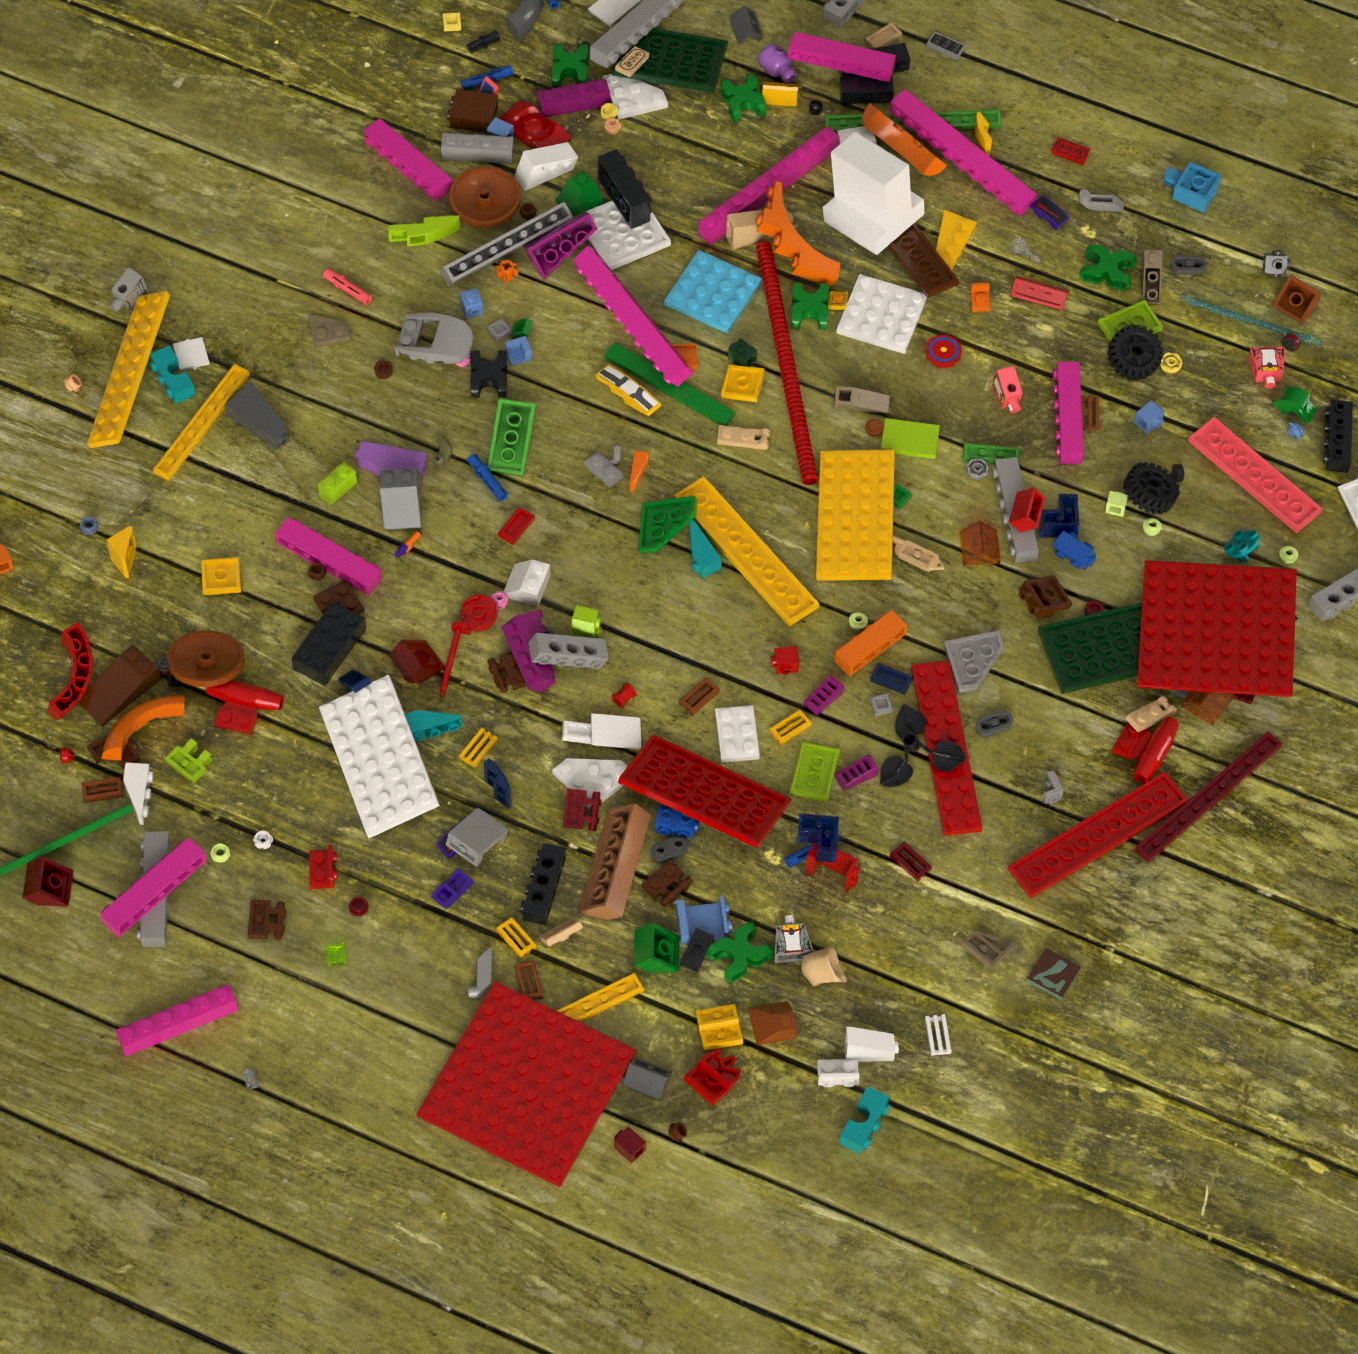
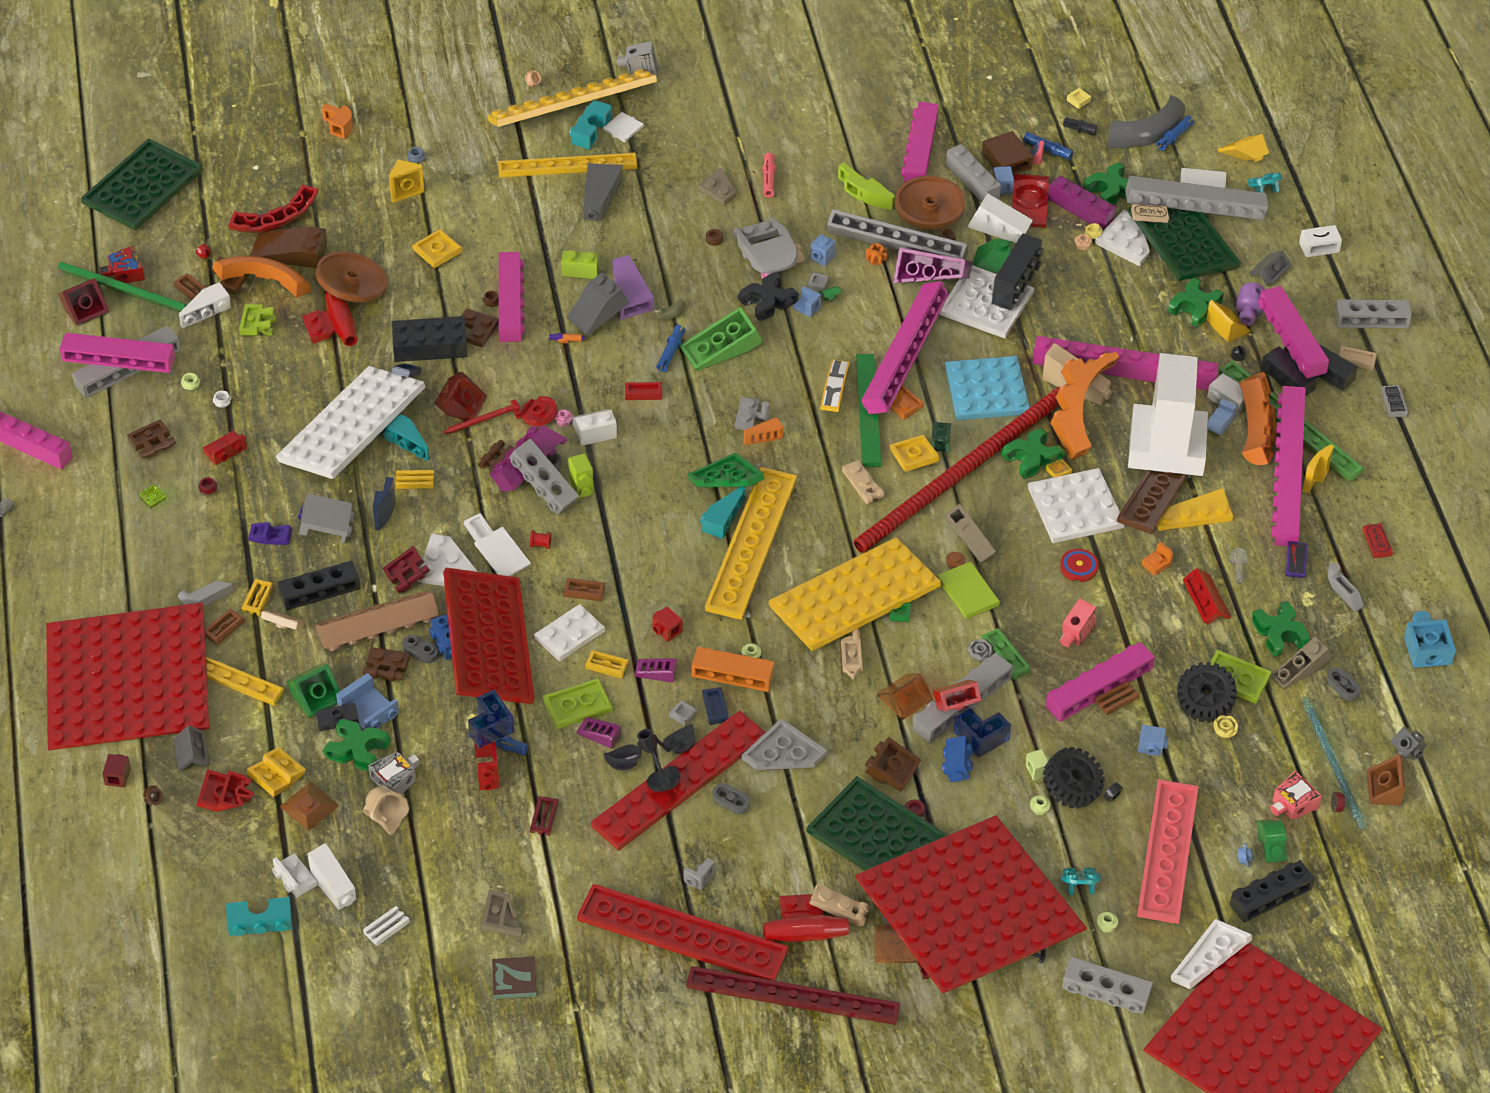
camera: 55 degrees right, 10 degrees down
(32, 827) = (124, 266): none -> torso

